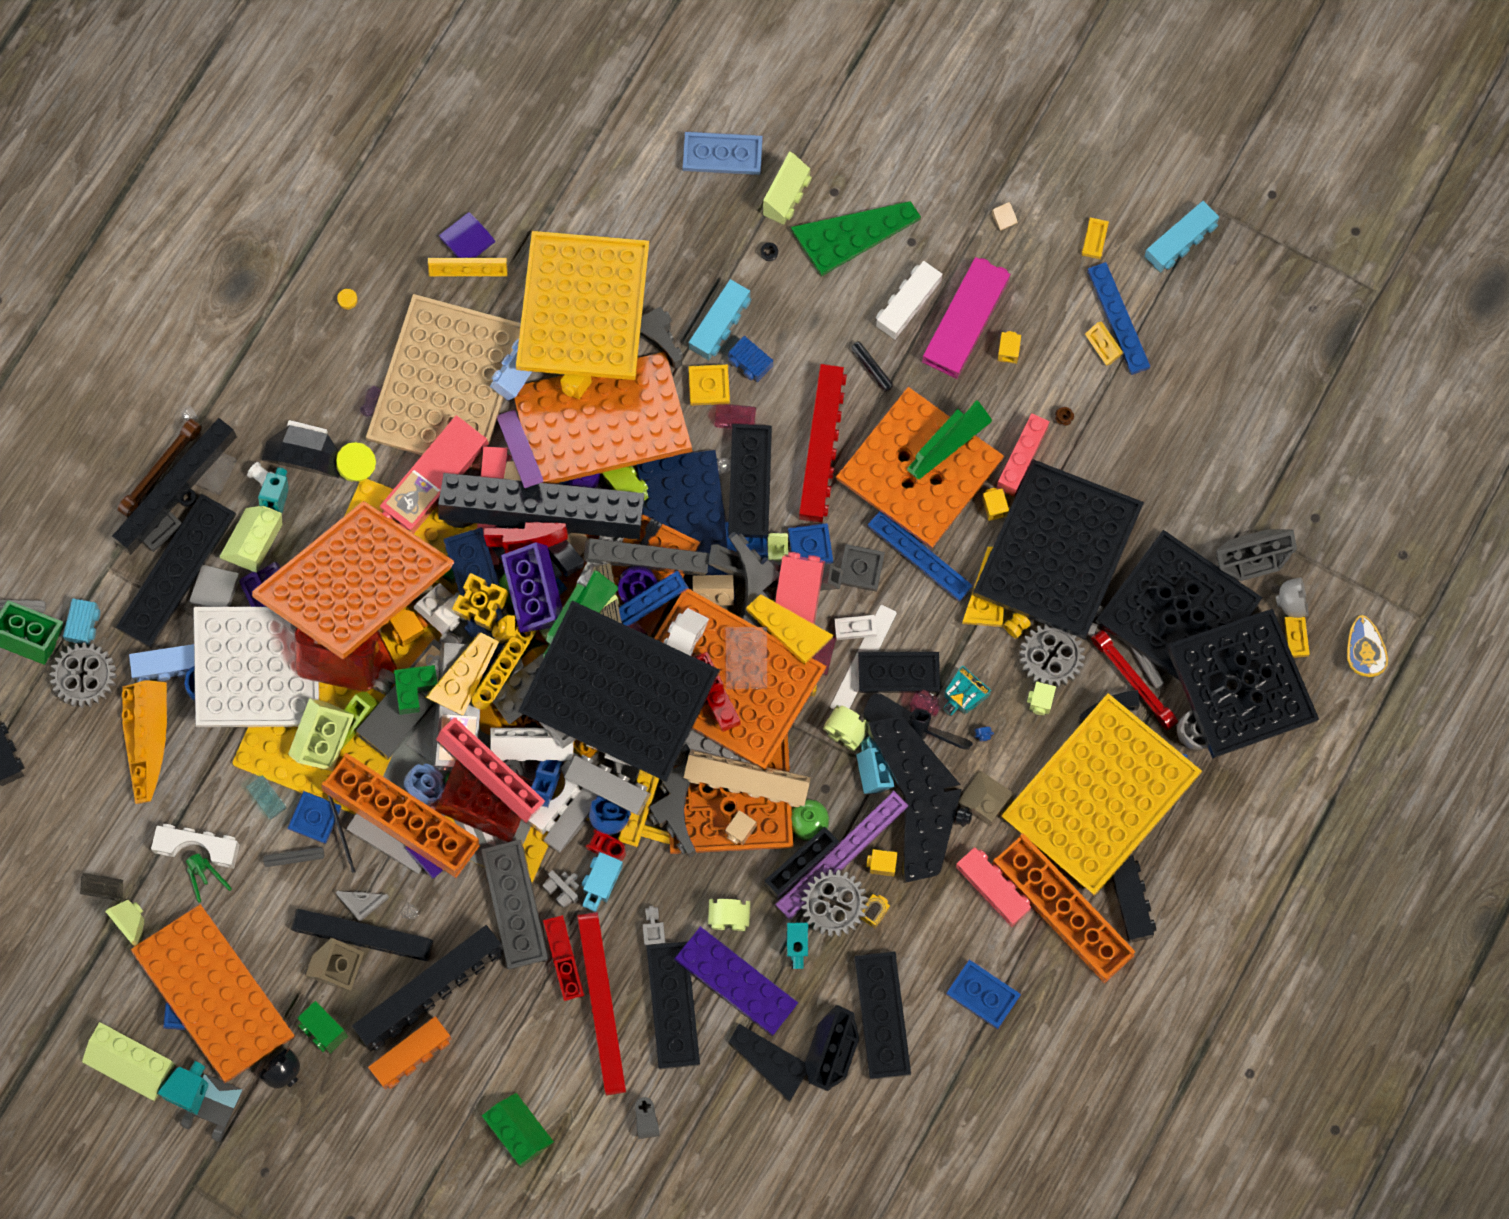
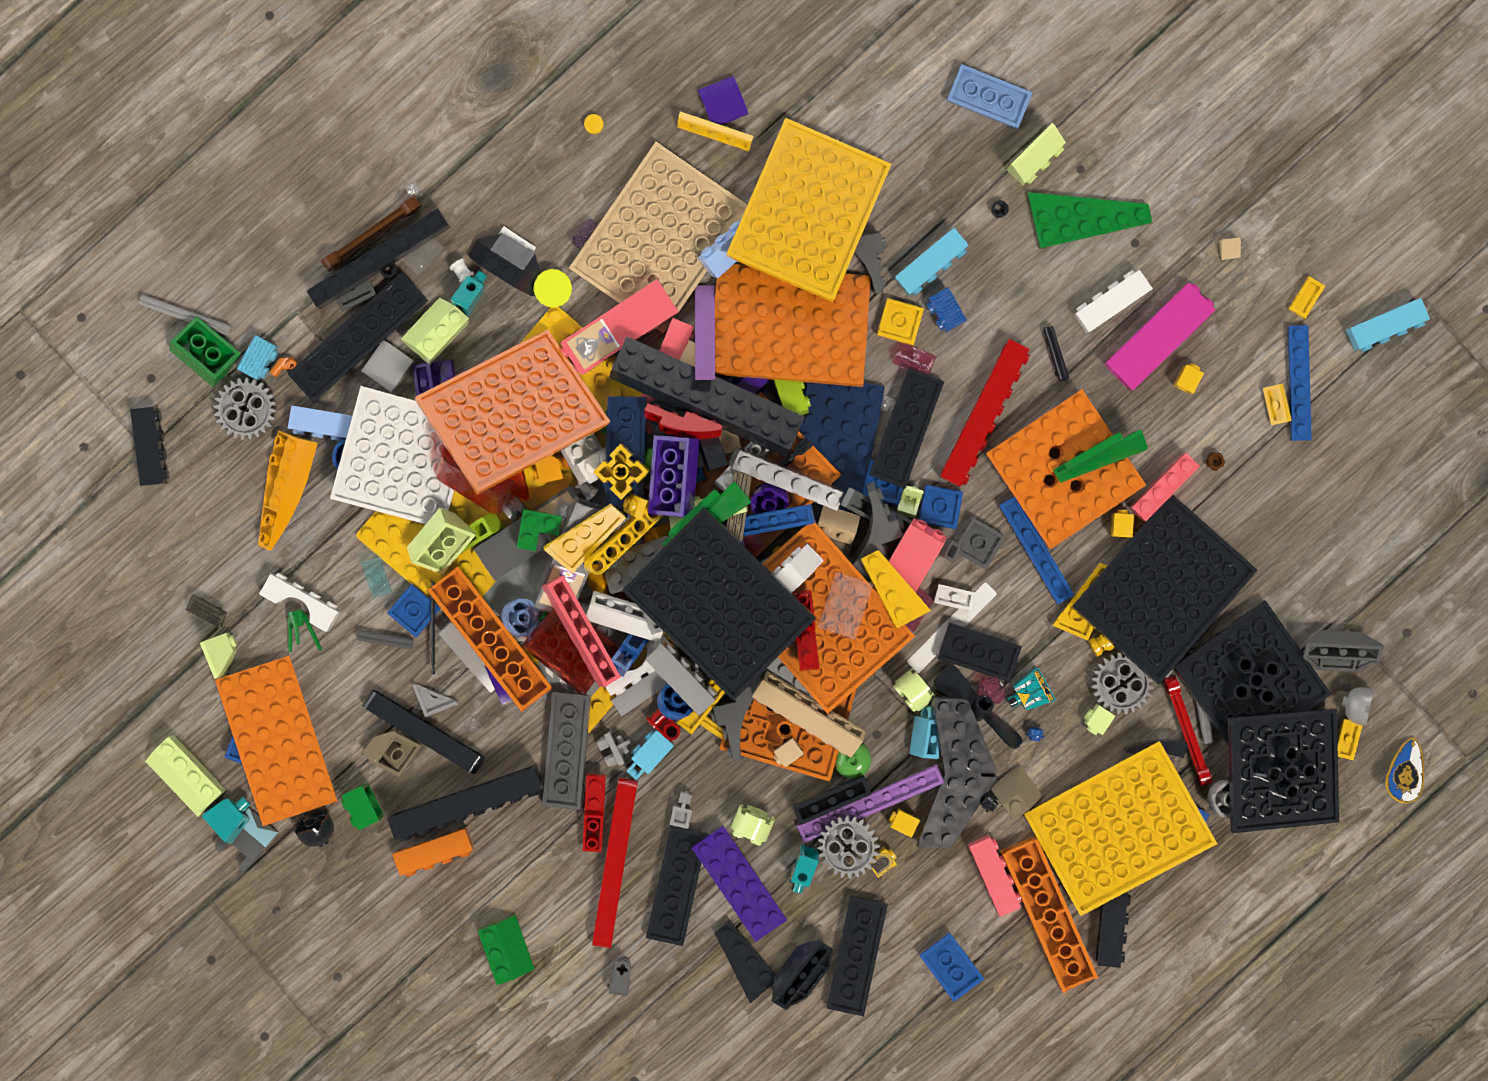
camera: 20 degrees right, 15 degrees up
(107, 621) = (283, 363): none -> orange arm
(575, 385) = (775, 286): yellow brick -> none

